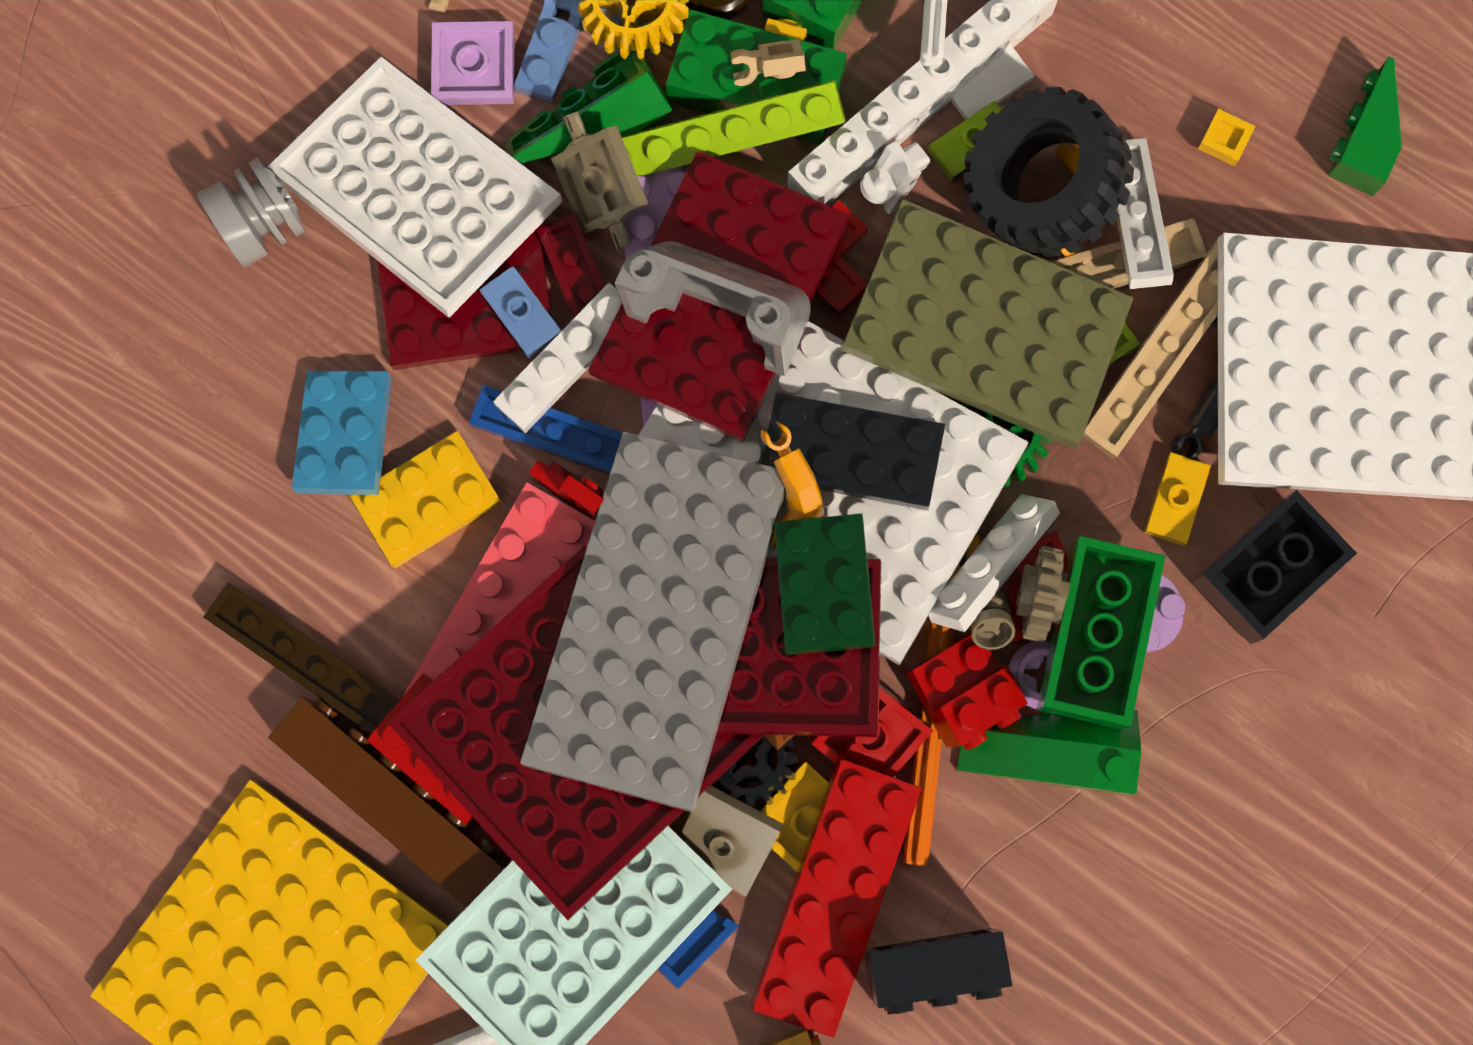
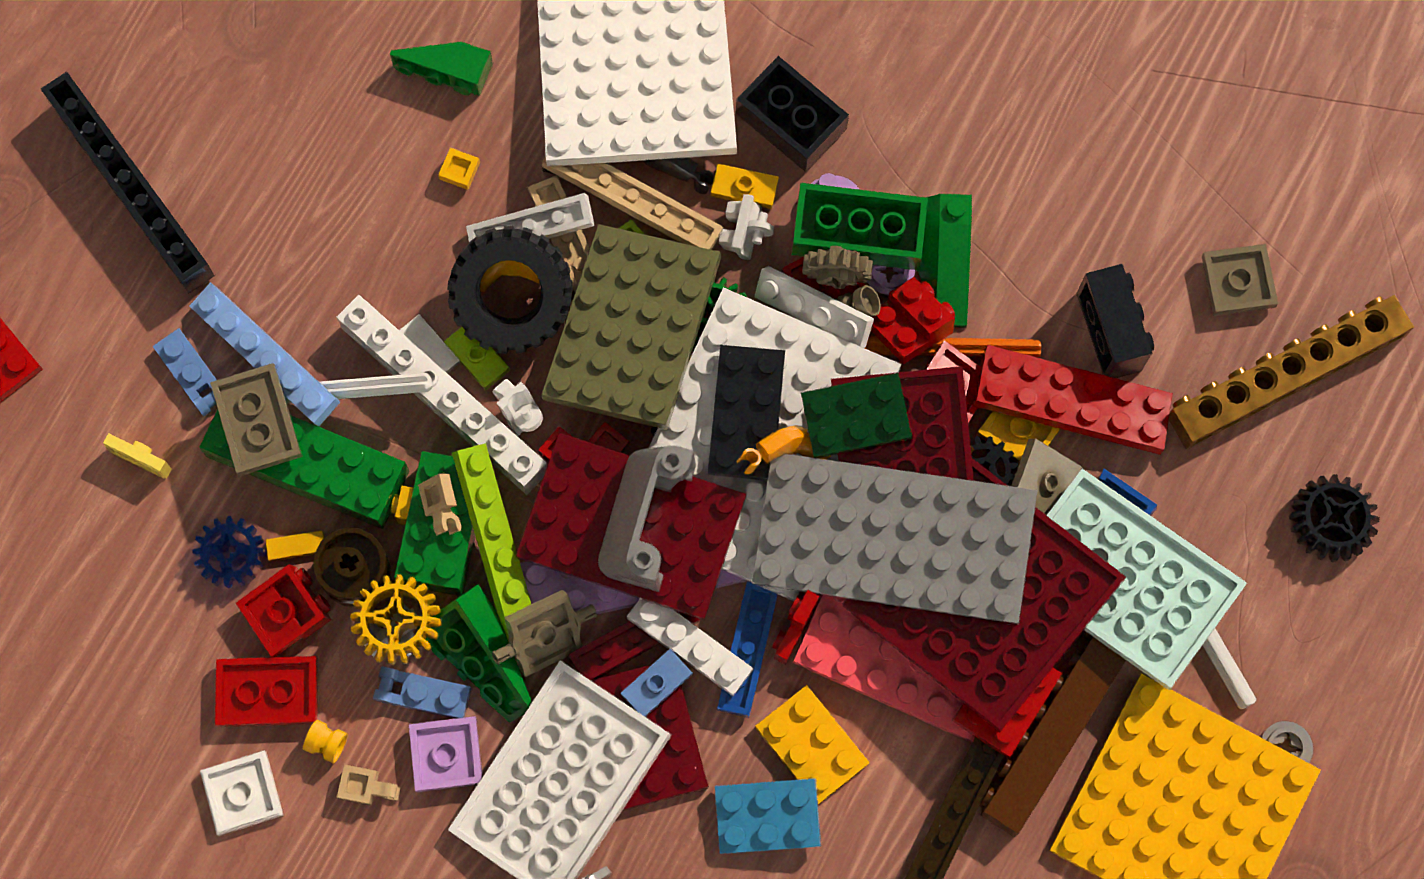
camera: 100 degrees left, 5 degrees down
(1116, 493) = (750, 227): none -> white hips

